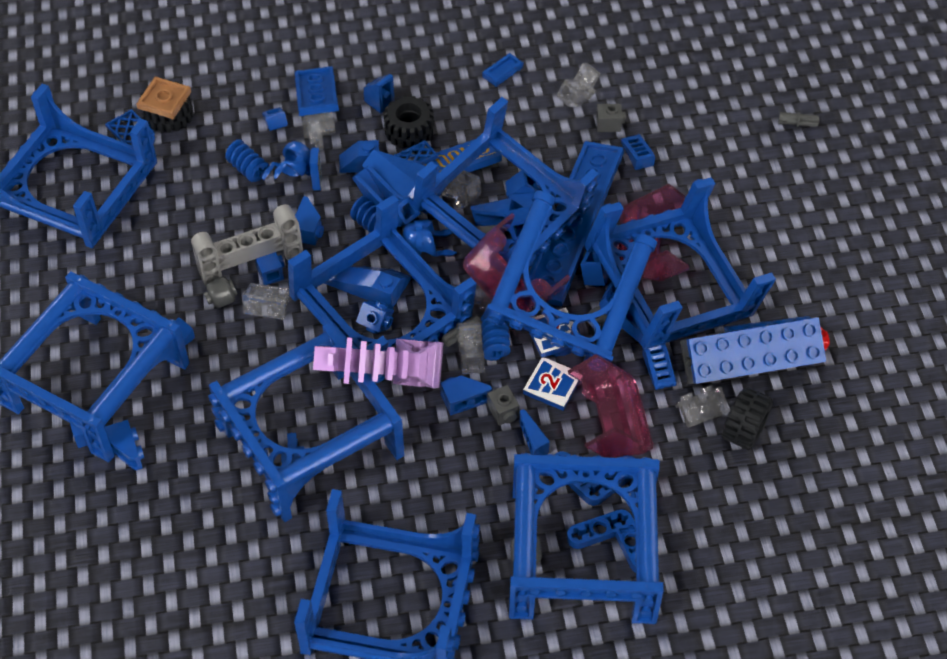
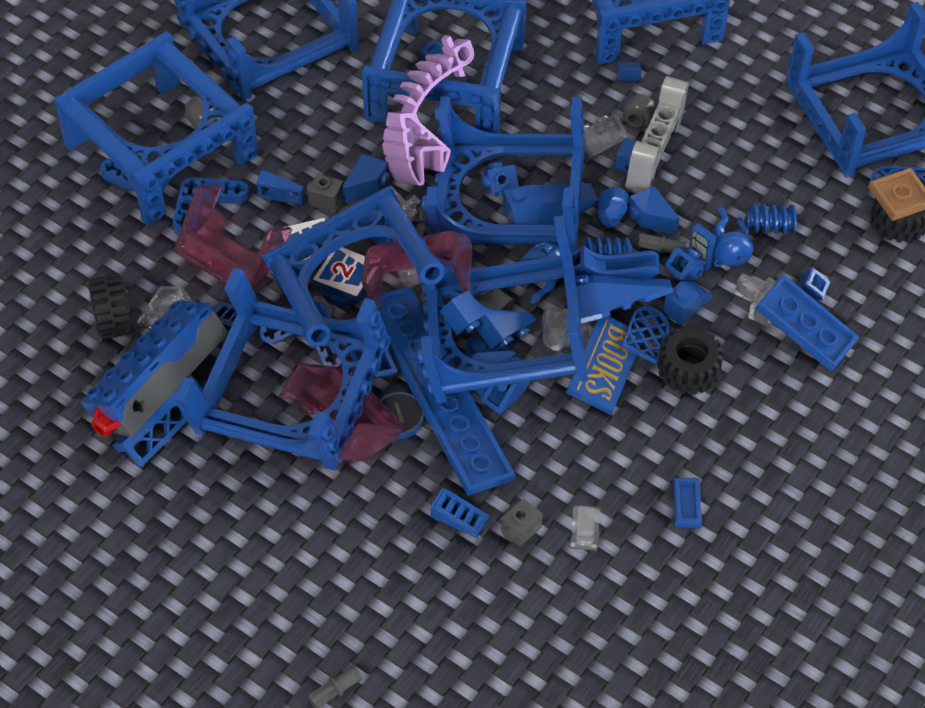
camera: 135 degrees right, 0 degrees up
(328, 240) = (612, 206): none -> blue rock
(329, 201) = (658, 243): none -> dark grey axle
(336, 172) = (685, 263): none -> blue brick
(379, 92) = (753, 366): blue slope -> none

